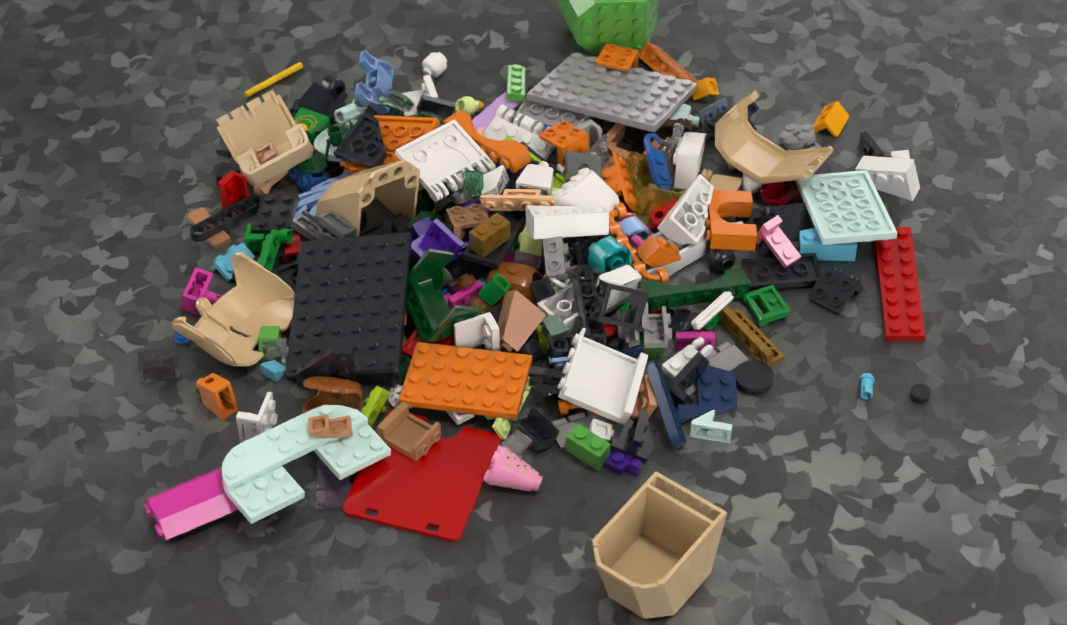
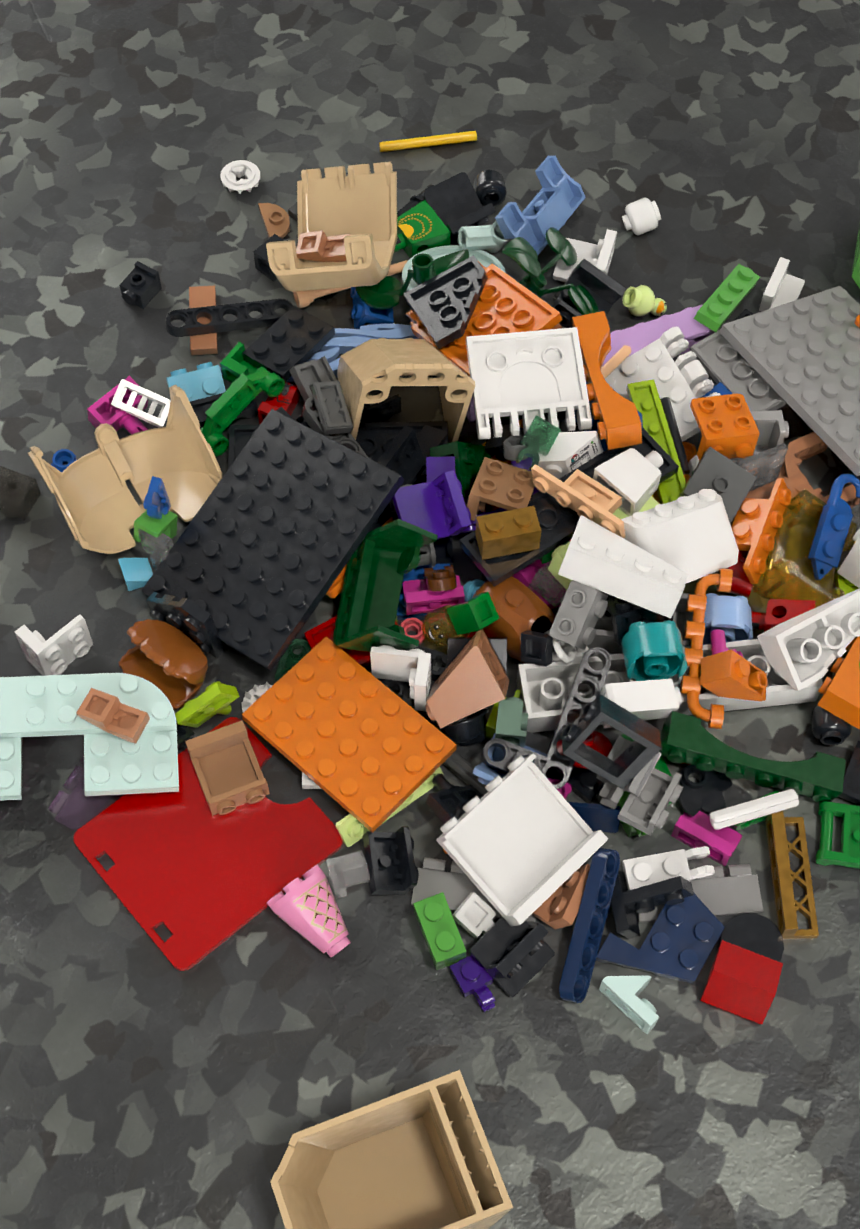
camera: 30 degrees right, 15 degrees up
(155, 226) = (140, 285): none -> black brick
(164, 143) = (238, 169): none -> white gear
(210, 158) = (274, 219): none -> medium nougat plate
(217, 395) = (33, 563): orange torso -> none
(227, 273) = (146, 394): none -> white slope
(232, 188) = (257, 280): red bracket -> none
(266, 318) = (157, 499): none -> blue plate
(540, 68) = (781, 287): none -> white panel
(762, 393) = (742, 982): none -> red slope

